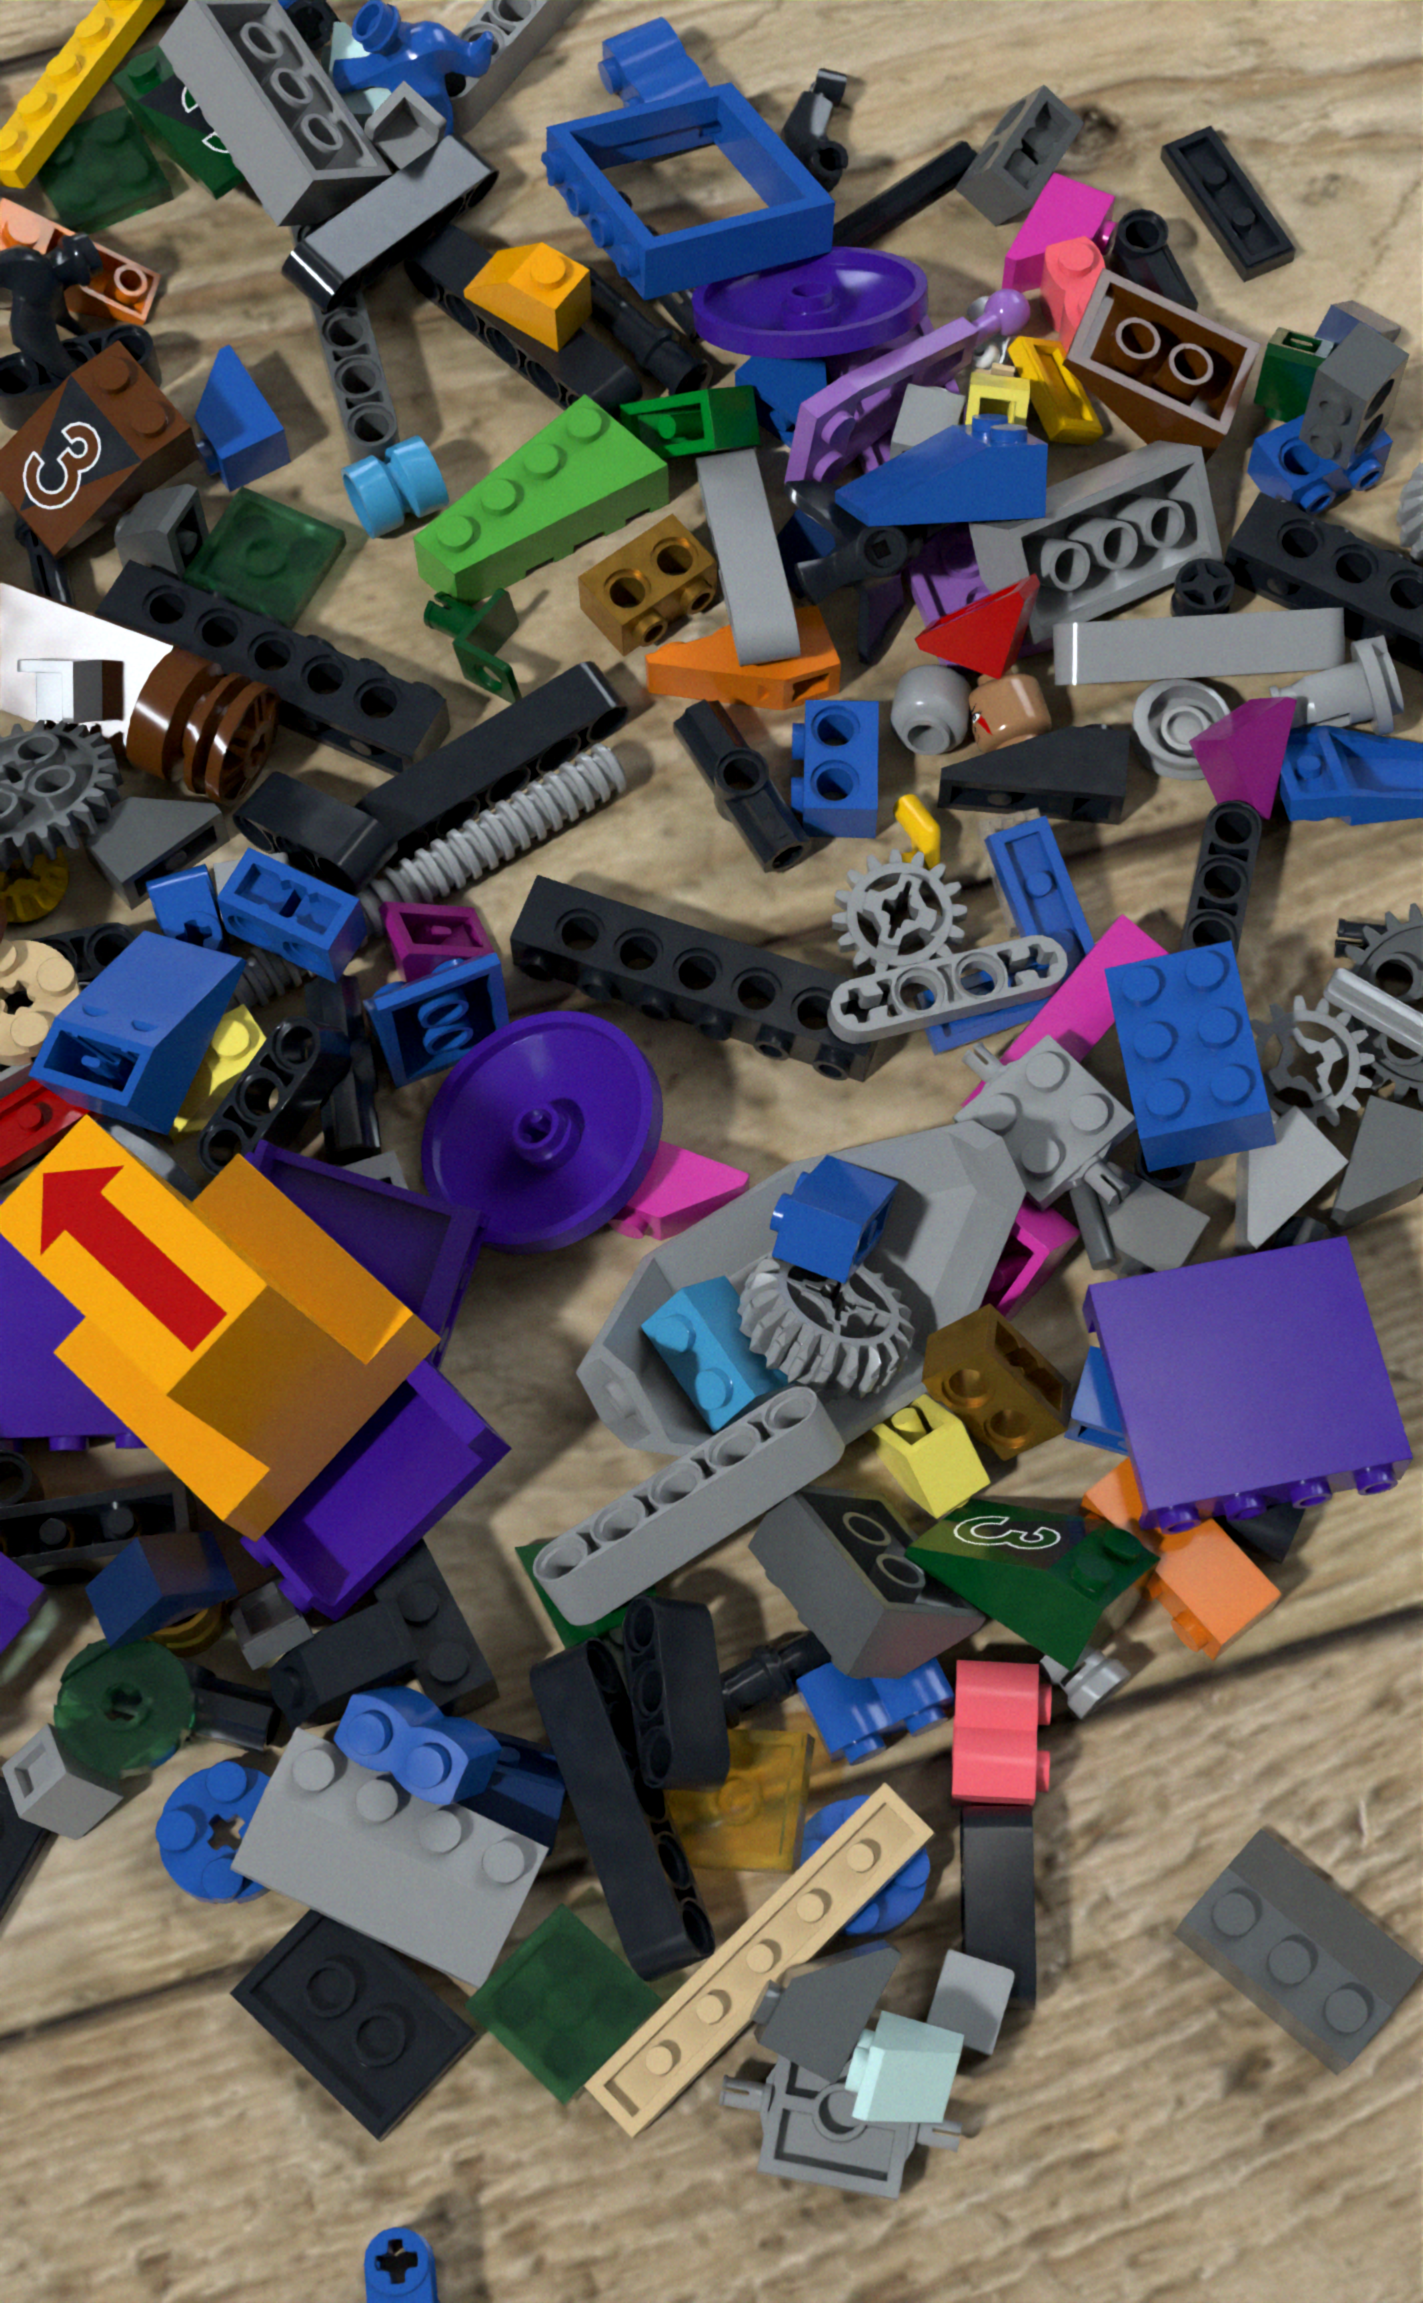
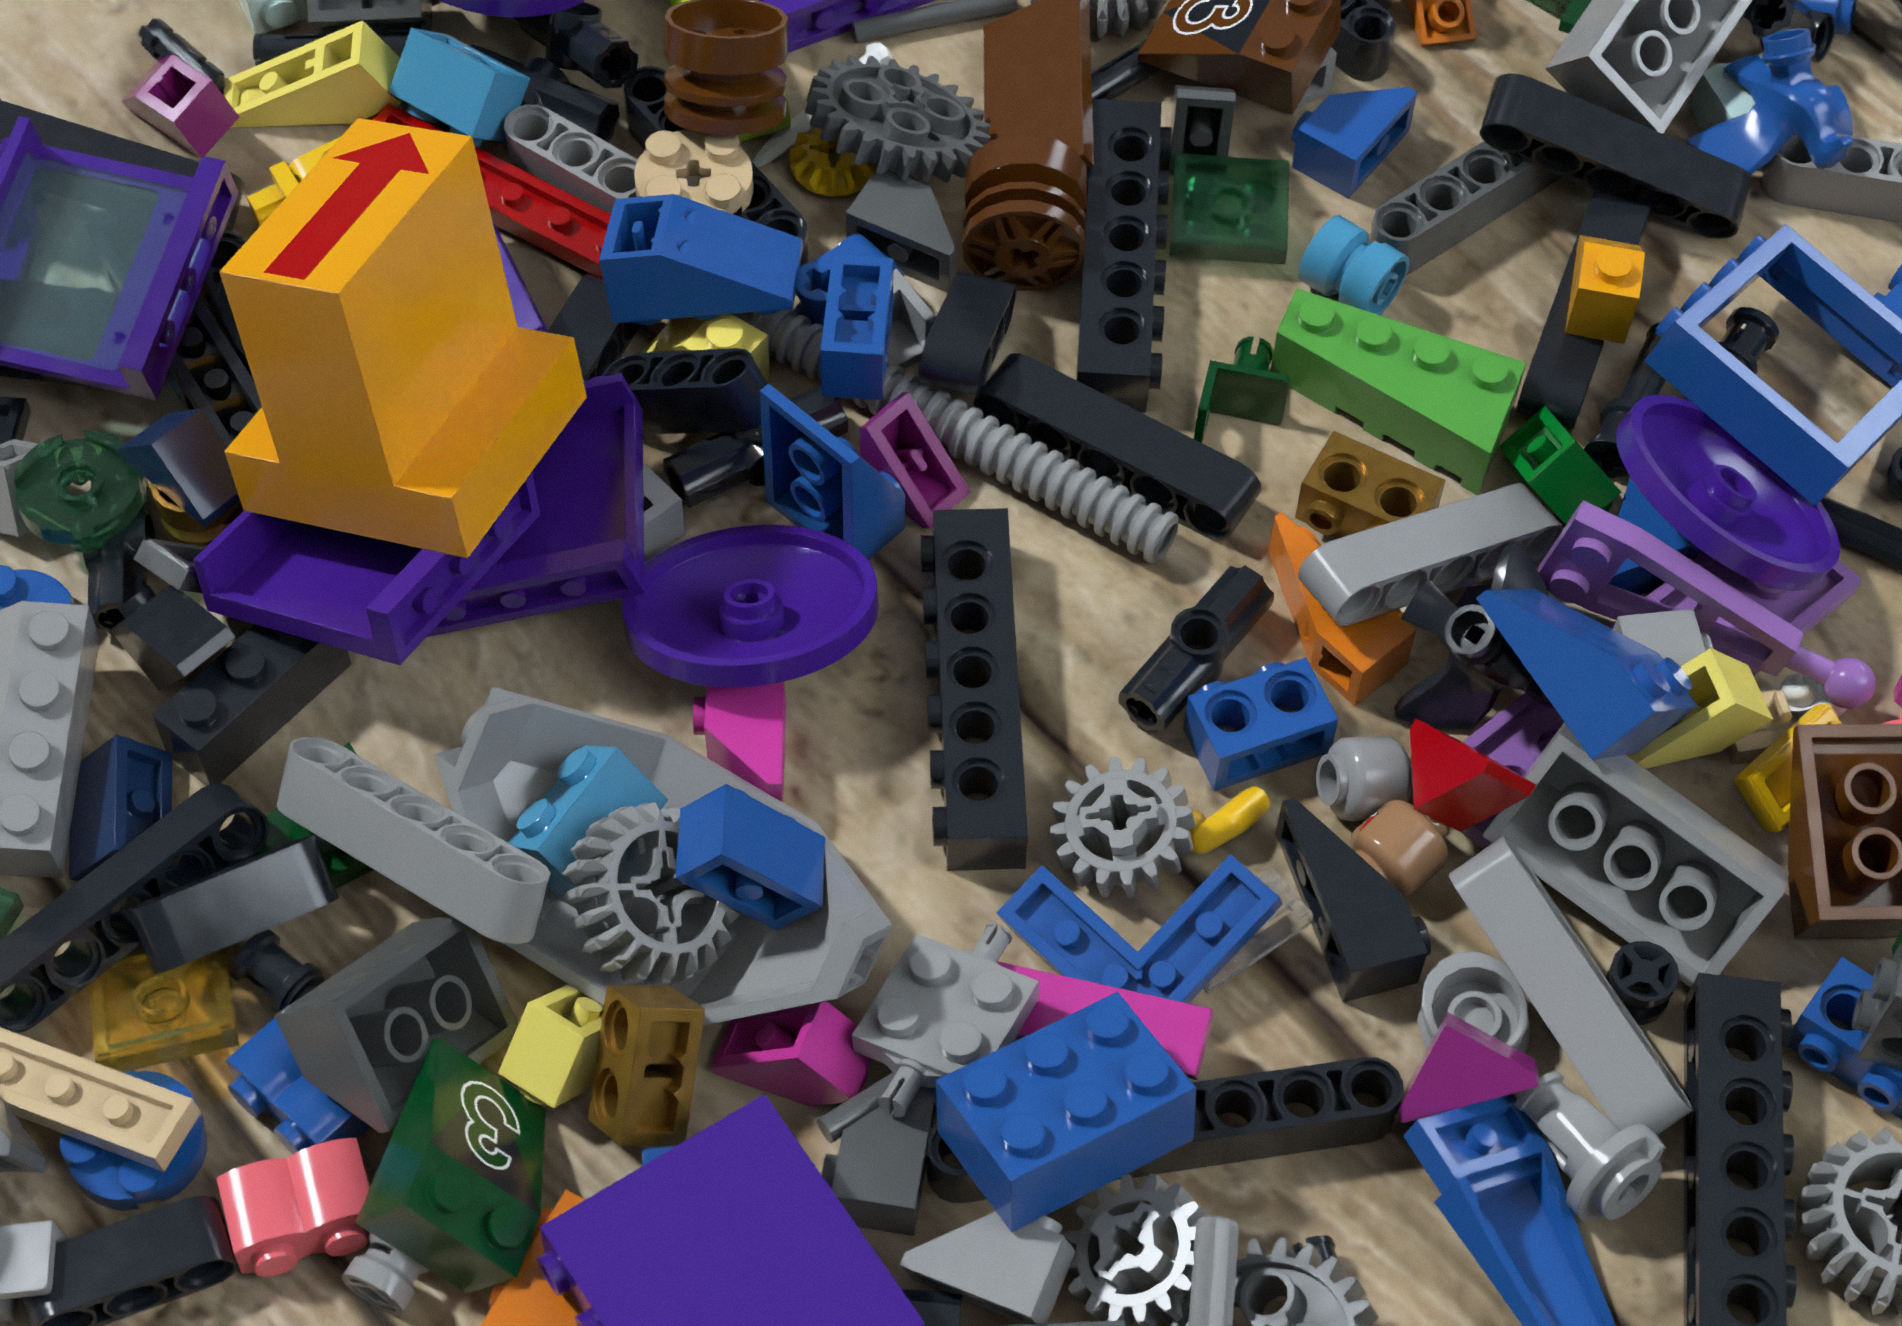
camera: 65 degrees right, 10 degrees down
(66, 688) = (1011, 103): panel -> none
(404, 127) = (1713, 118): light grey panel -> none
(426, 1752) = (104, 704): blue brick -> none
(944, 981) = (1058, 874): light grey beam -> none

